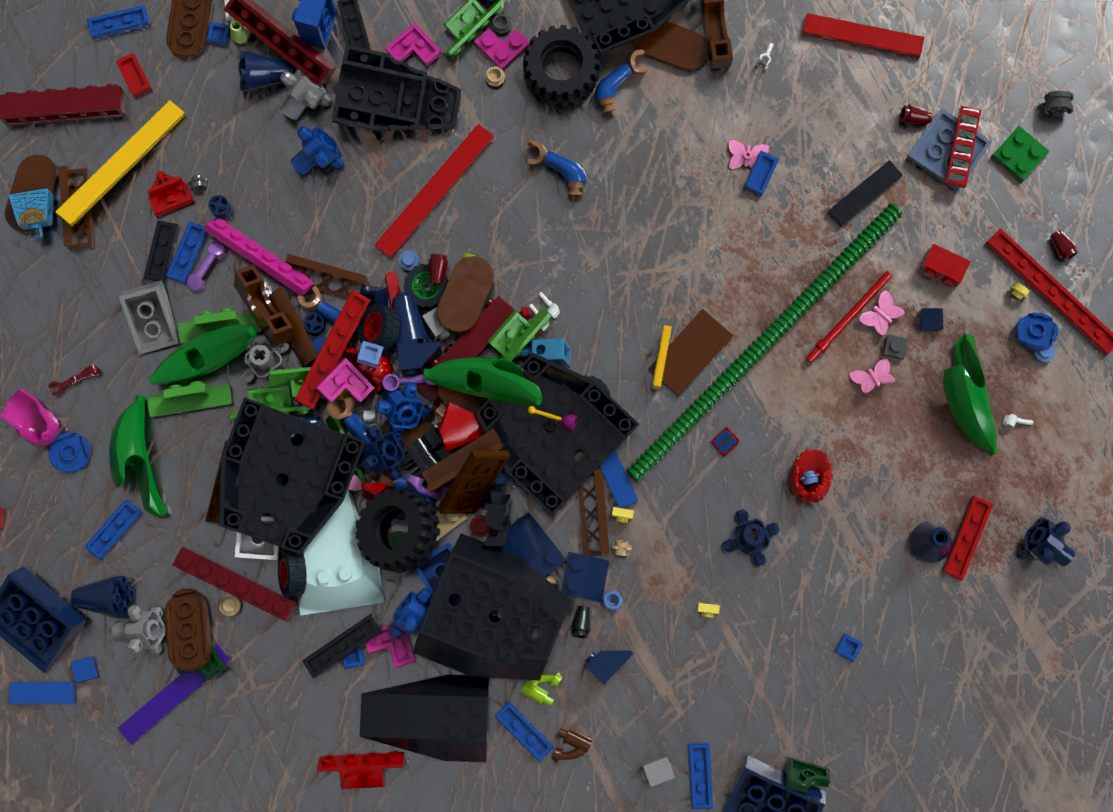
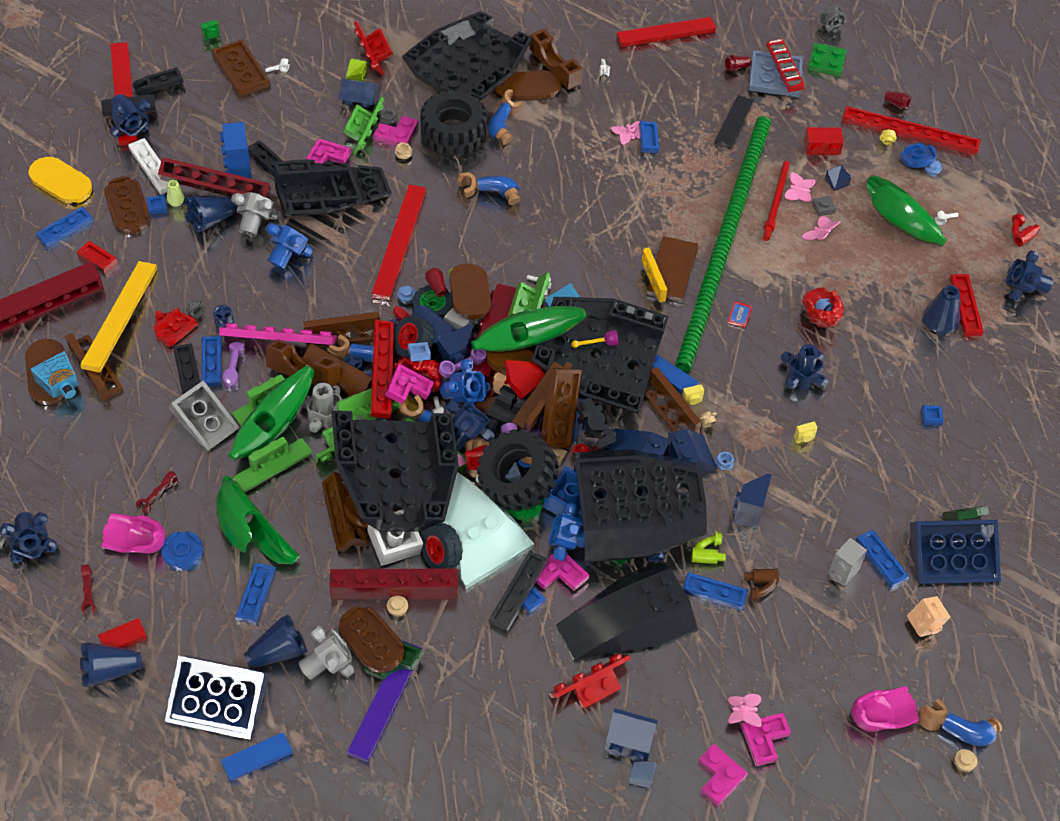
camera: 30 degrees left, 25 degrees down
(84, 669) = (288, 718): blue tile -> none
(581, 623) = (712, 489): pearl dark grey cone -> none
(1090, 484) = (1026, 234): none -> red plant

